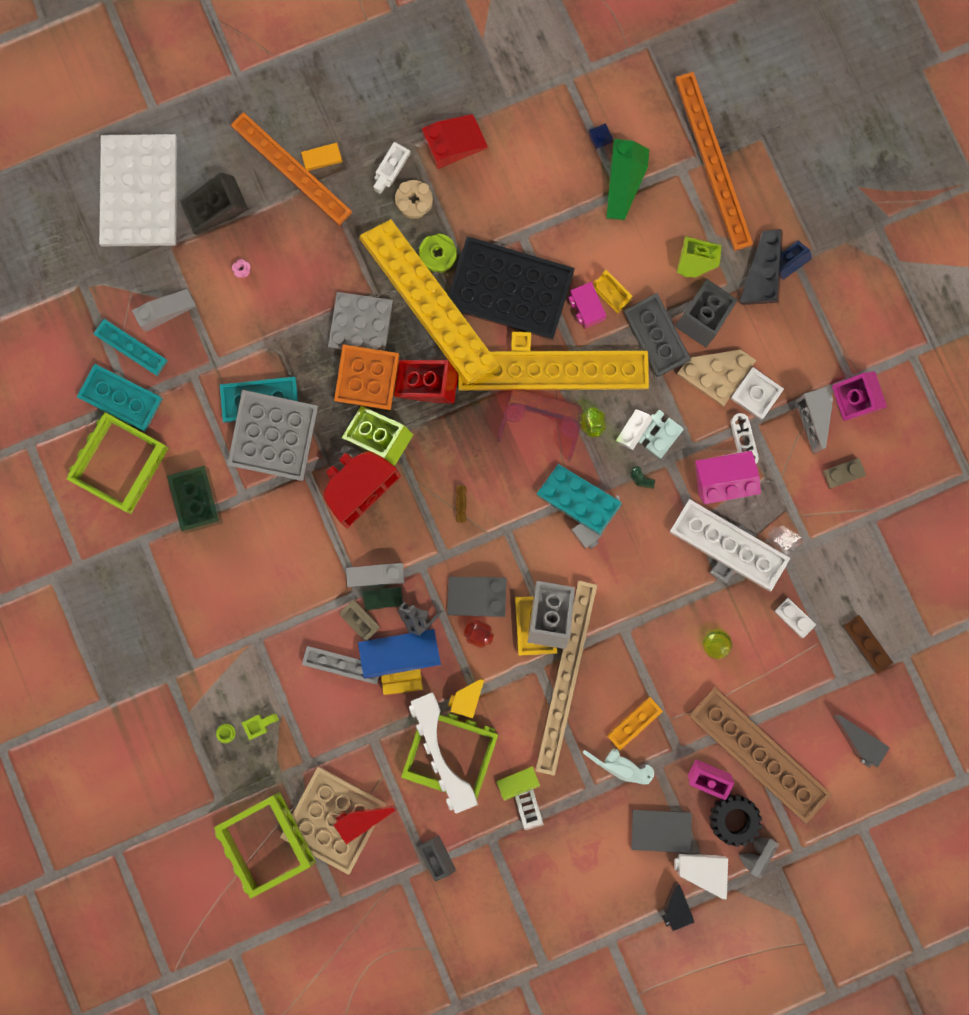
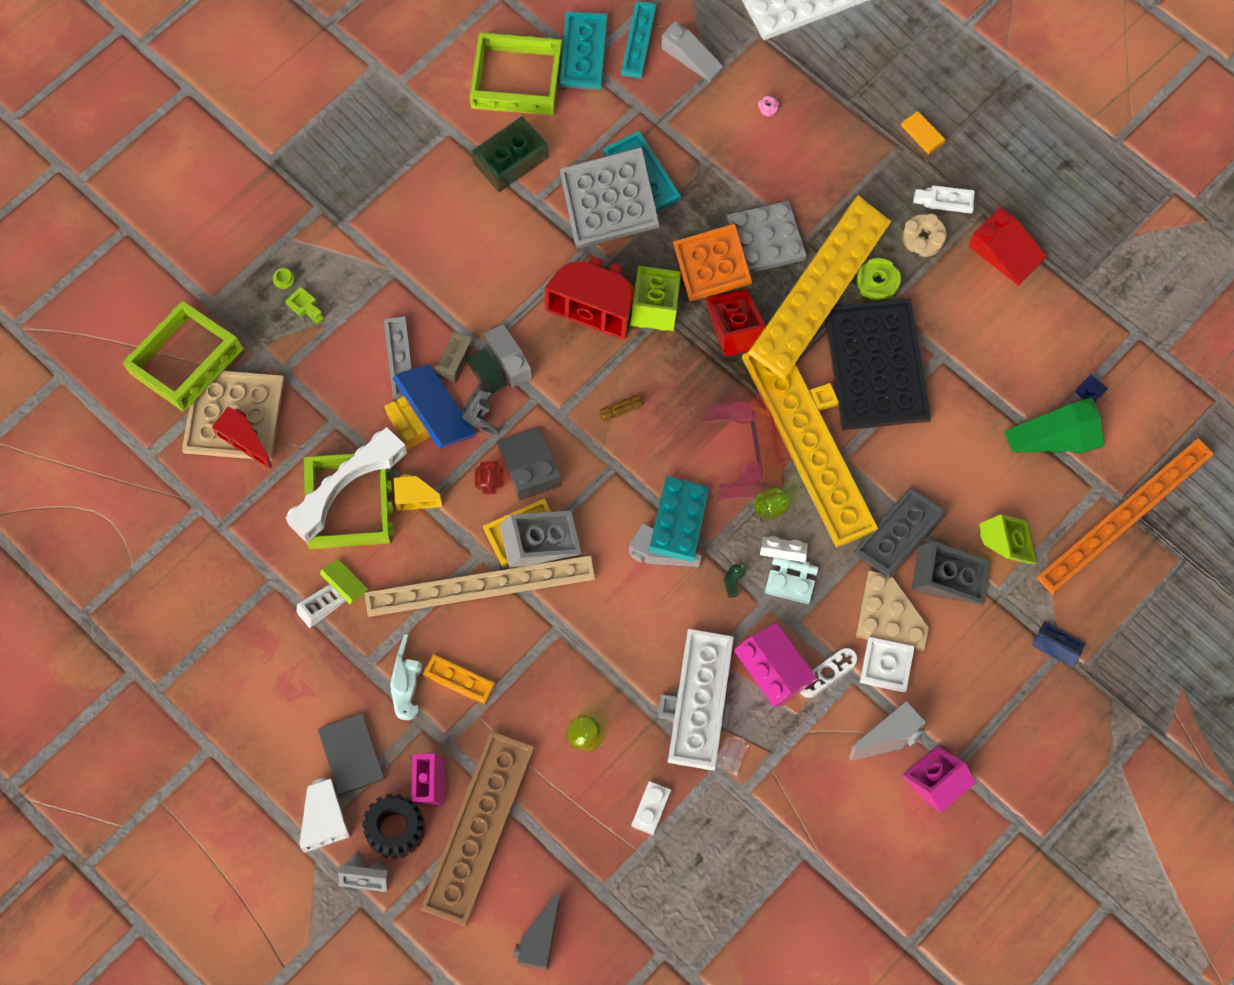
camera: 70 degrees right, 15 degrees down
(214, 203) = (823, 54): clear smoke slope -> none
(291, 169) = (894, 110): orange plate -> none
(437, 858) = (232, 533): dark grey slope -> none
(587, 305) = (896, 447): dark pink brick -> none
(612, 292) = (924, 467): yellow hinge -> none
(677, 909) = (270, 802): black slope -> none
(764, 276) = (1030, 618): black wing -> none
(844, 473) = (842, 799): dark tan plate -> none
(867, 644) = (656, 902): reddish brown plate -> none

